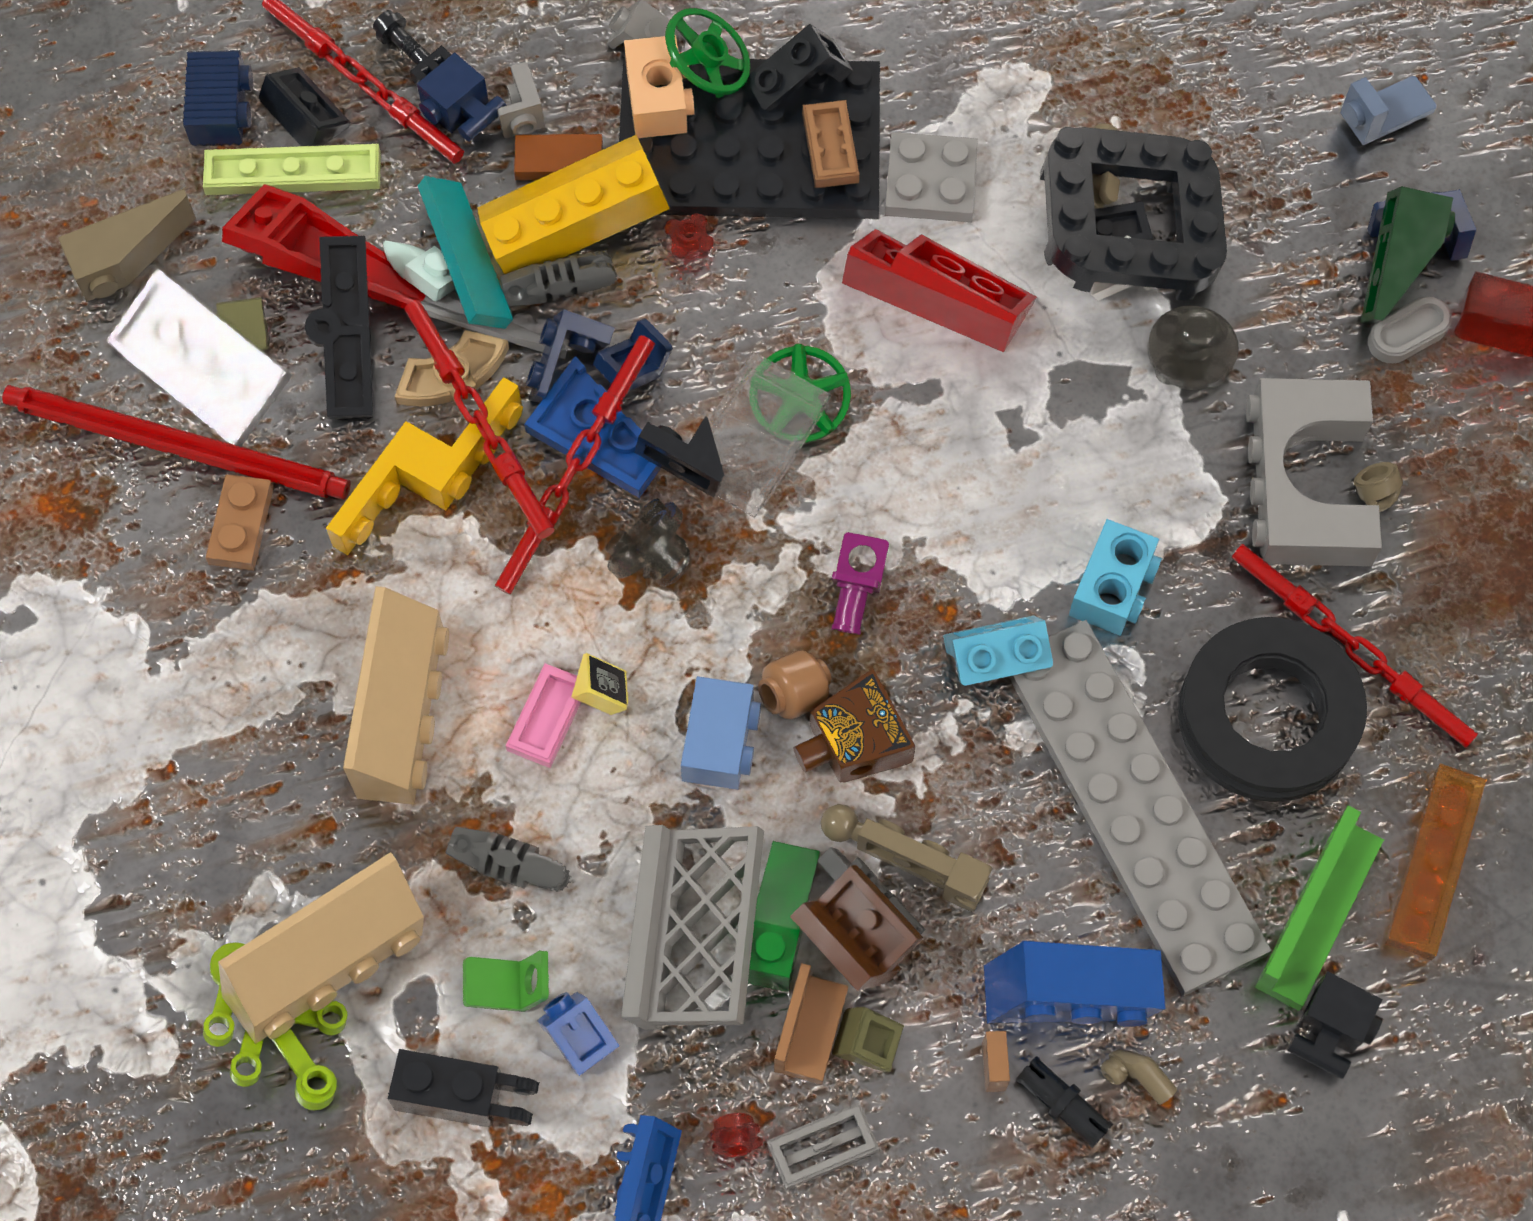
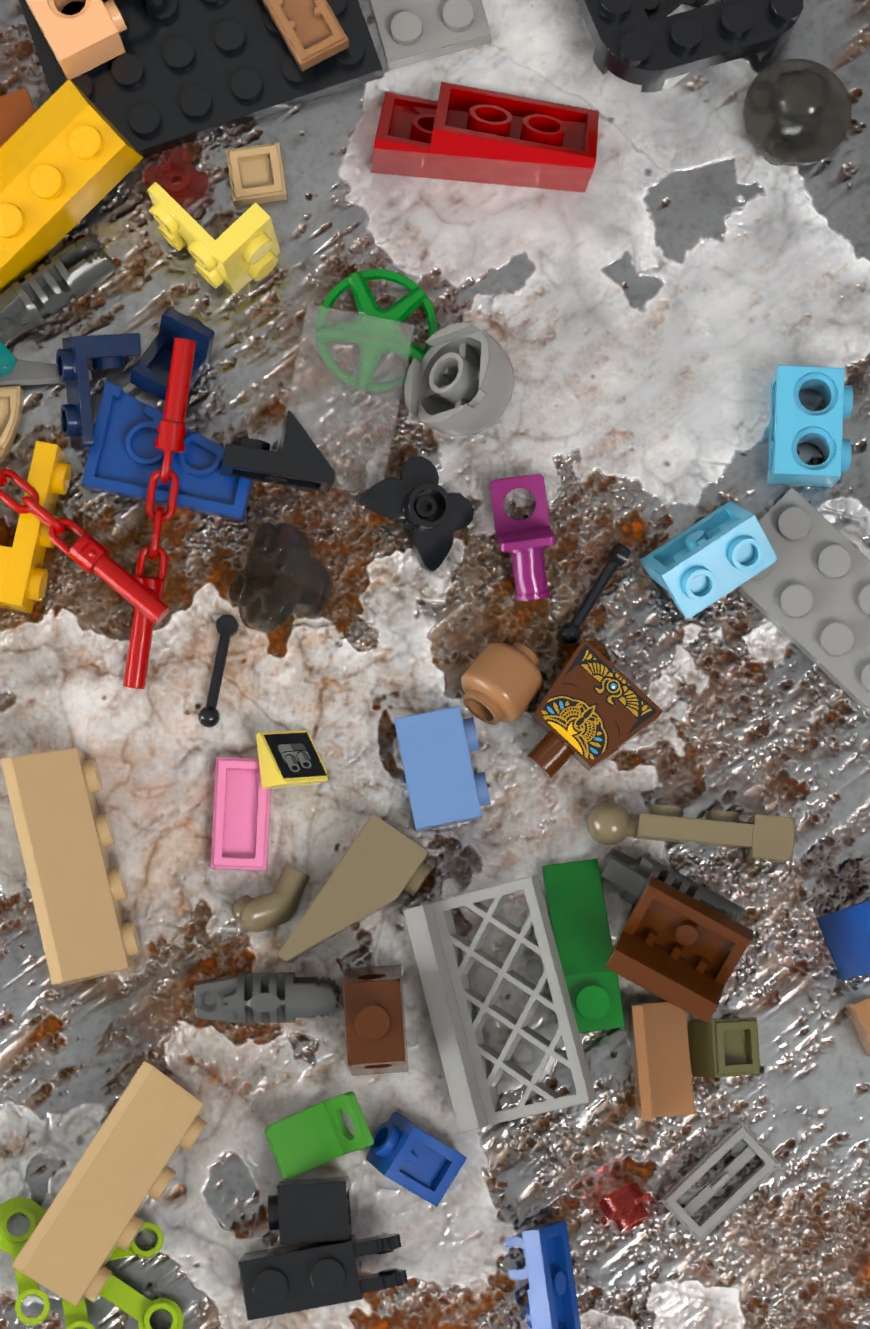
camera: 15 degrees left, 15 degrees up
(476, 1036) = (311, 1210): none -> black brick
(542, 794) = (272, 908): none -> dark tan arm
(589, 907) = (375, 1020): none -> reddish brown torso
(594, 573) = (227, 628): none -> black hinge
(619, 800) = (365, 881): none -> dark tan slope
(707, 297) = (235, 258): none -> light yellow bracket
(752, 254) = (256, 174): none -> tan tile
(785, 535) = (422, 507): none -> black animal
(850, 450) = (460, 381): none -> light grey cylinder
(923, 627) = (570, 632): none -> black hinge

